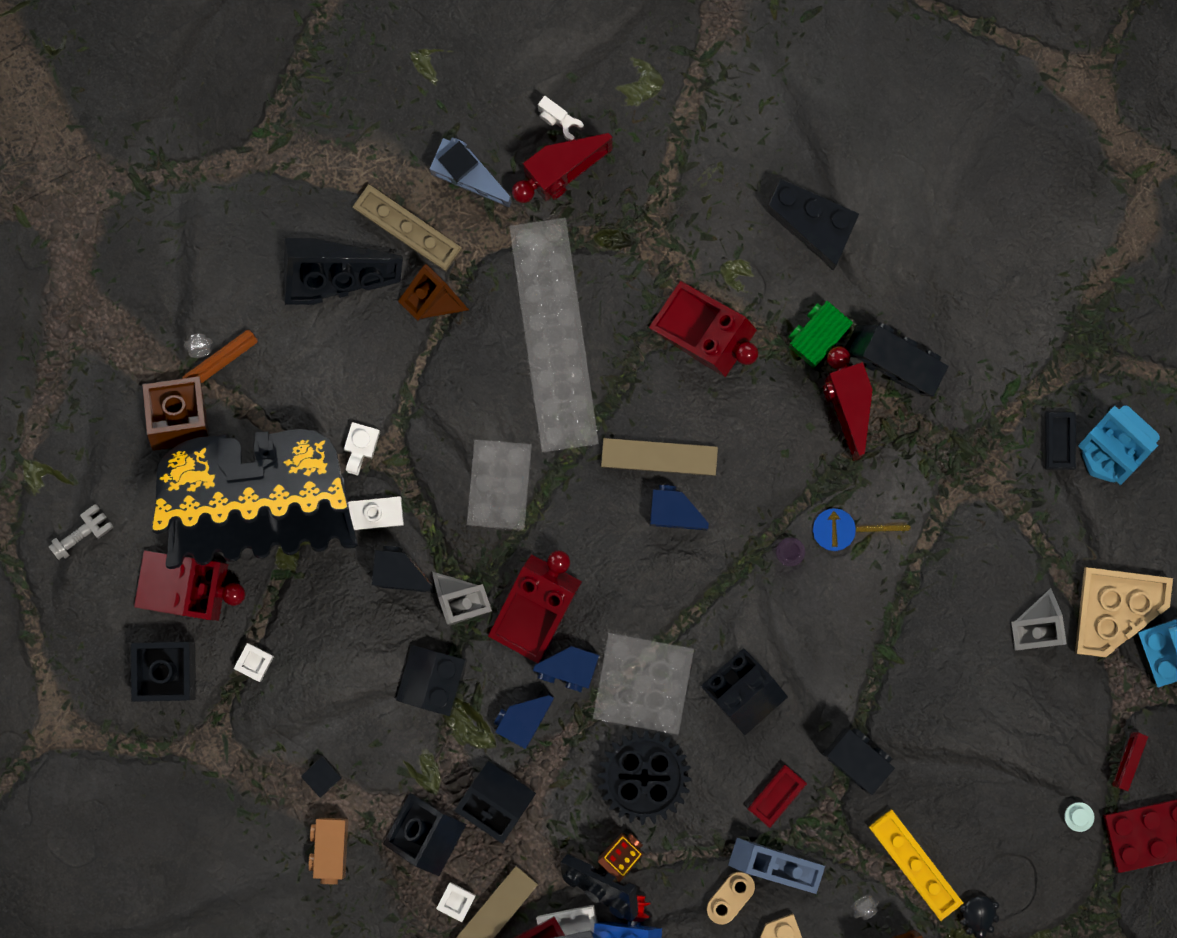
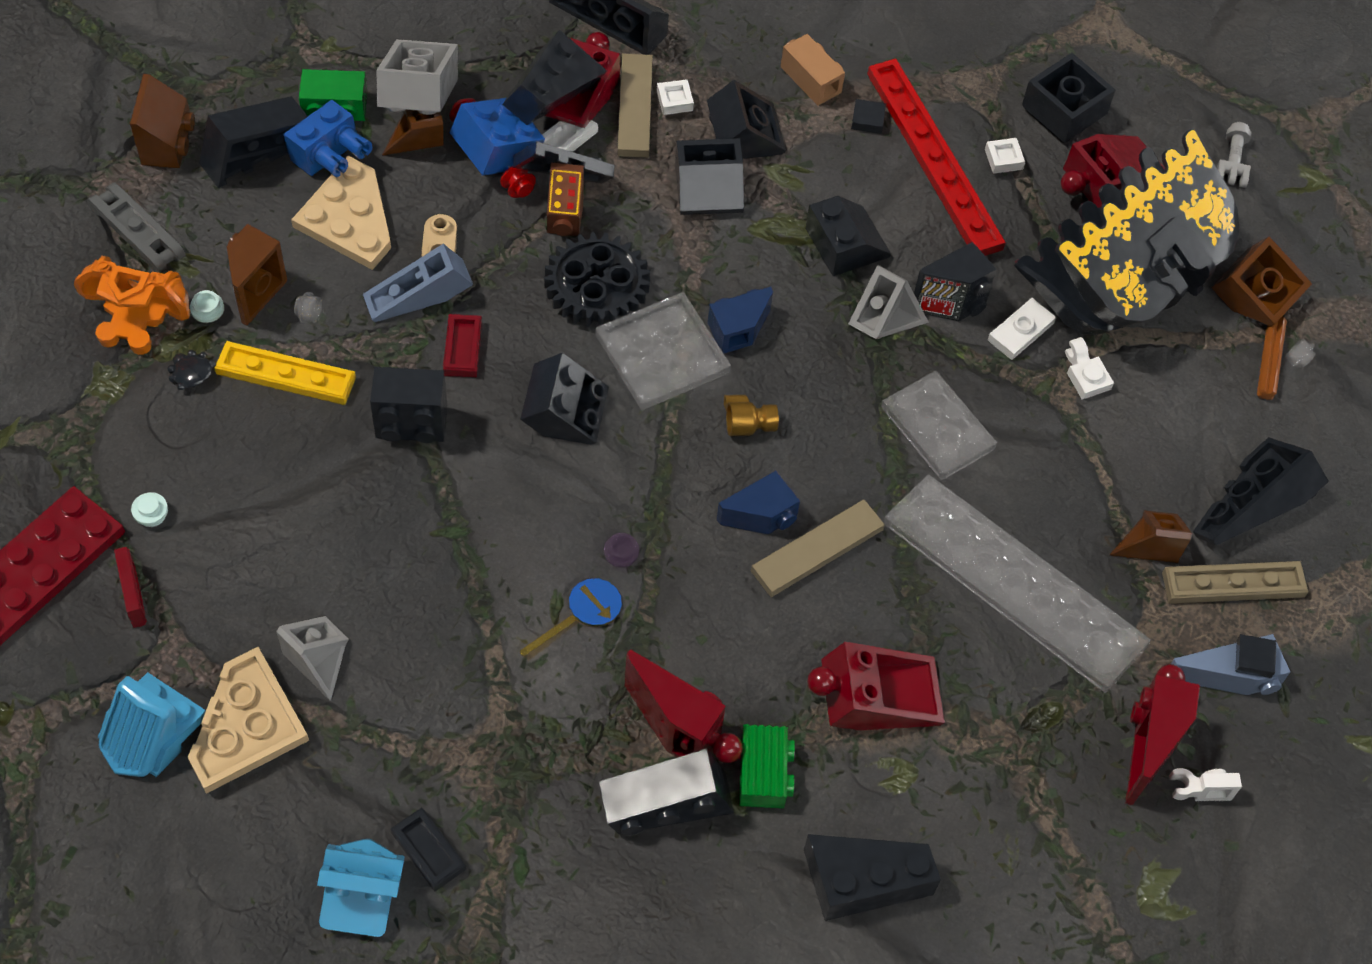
camera: 130 degrees right, 25 degrees down
(306, 702) = (935, 157): none -> red plate
(522, 720) = (742, 253): dark blue slope -> none
(536, 605) = (815, 348): dark red slope -> none
(630, 588) = (745, 418): none -> pearl gold piece

